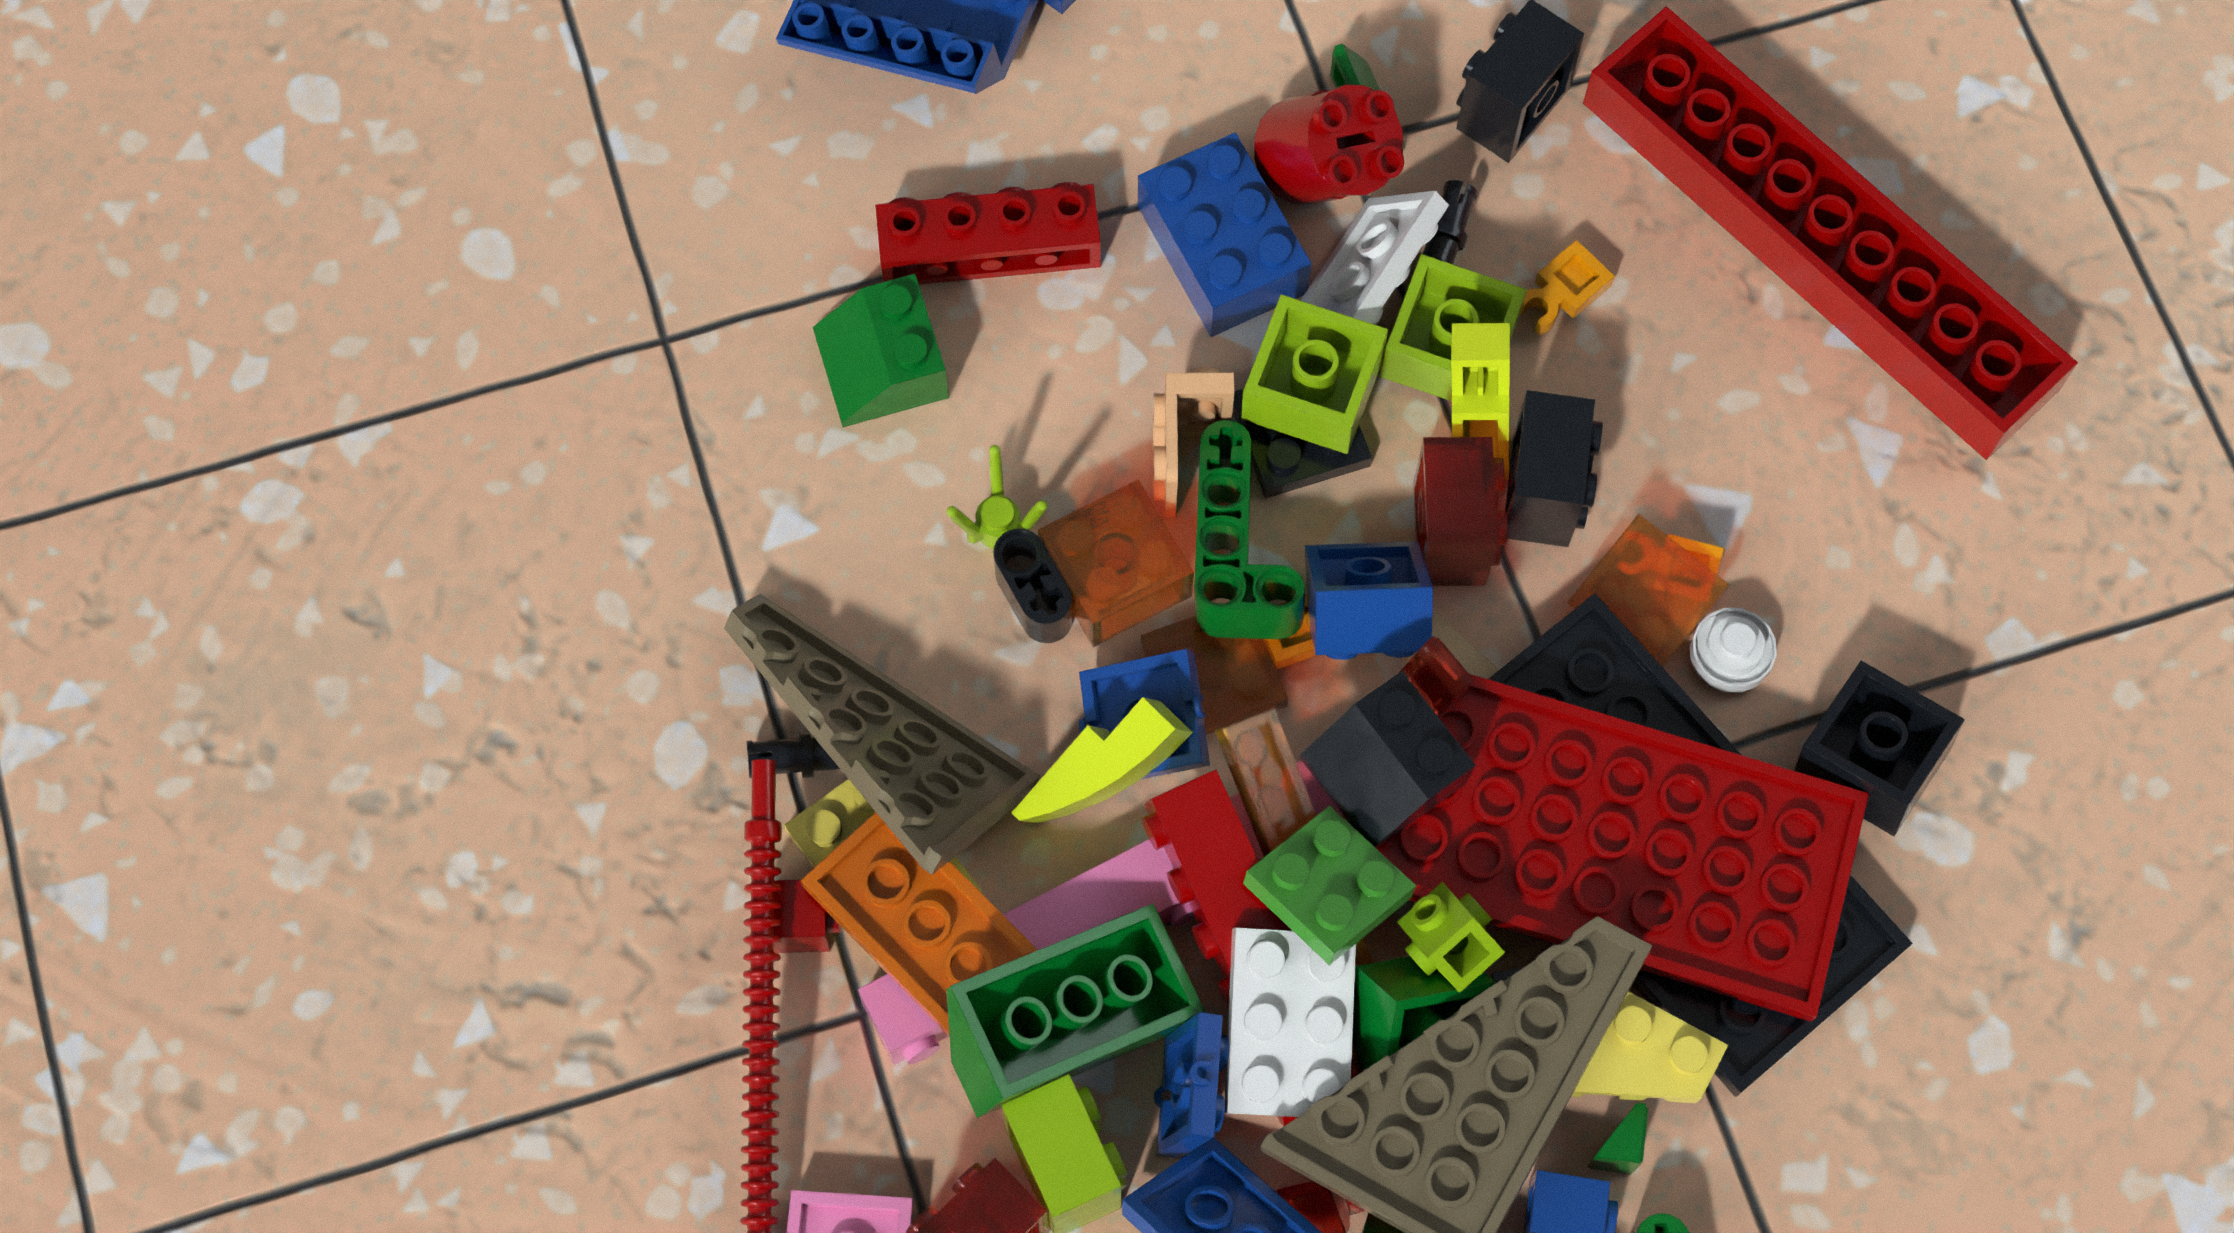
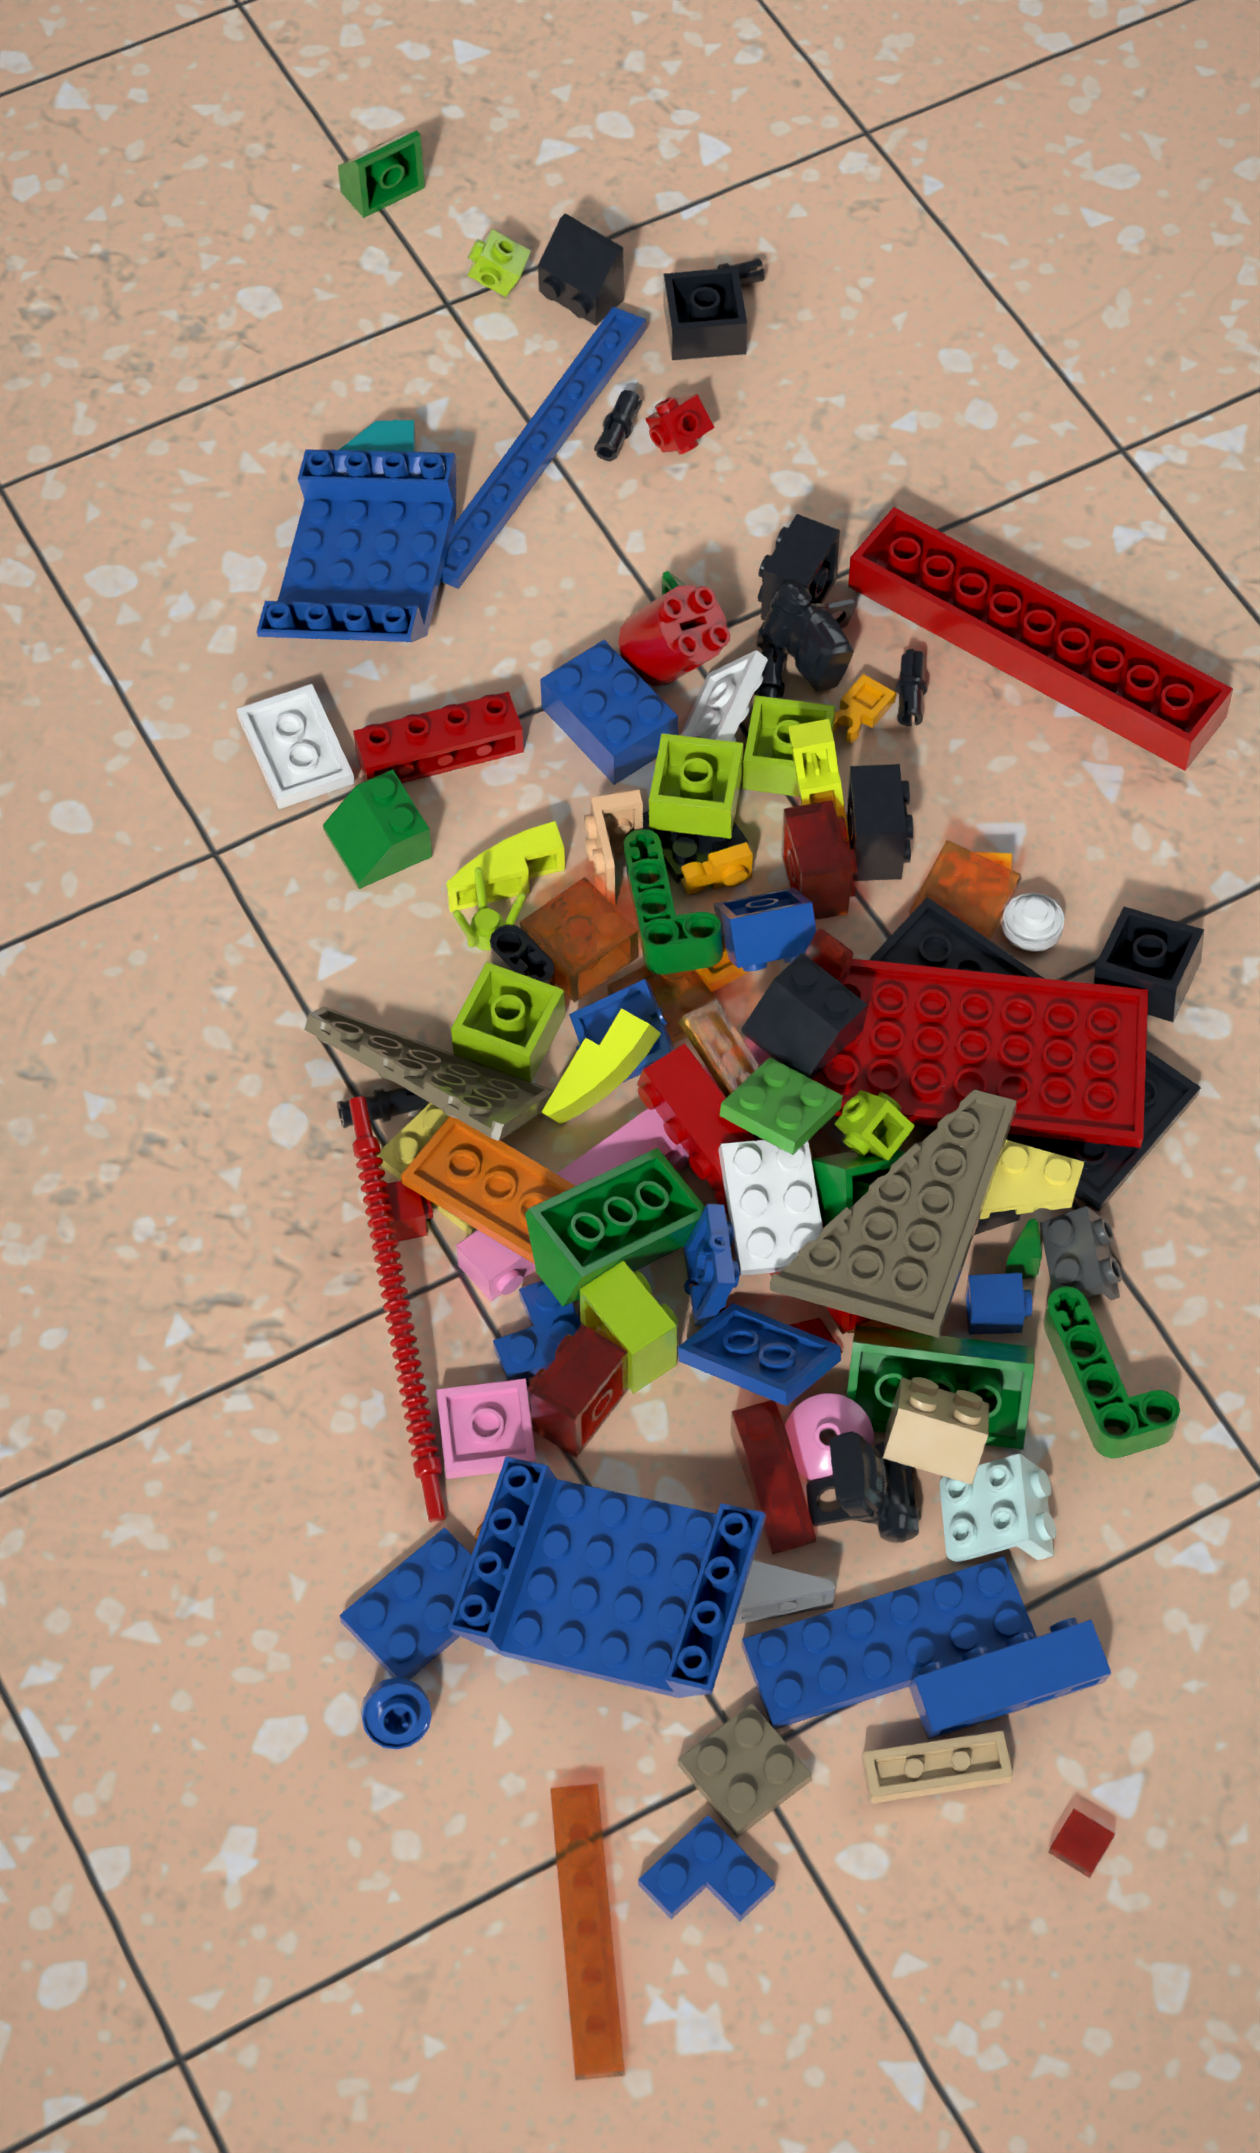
camera: 10 degrees left, 10 degrees down
(798, 207) = (295, 746): none -> white plate
(944, 1147) = (535, 1347): none -> blue plate
(995, 669) = (508, 1021): none -> lime brick
(1040, 437) = (509, 866): none -> neon yellow slope
(1330, 493) = (723, 868): none -> light orange plate
(1514, 172) = (809, 634): none -> black piece
(1638, 269) = (911, 687): none -> black axle
(1697, 1161) = (1081, 1253): none -> dark grey bracket

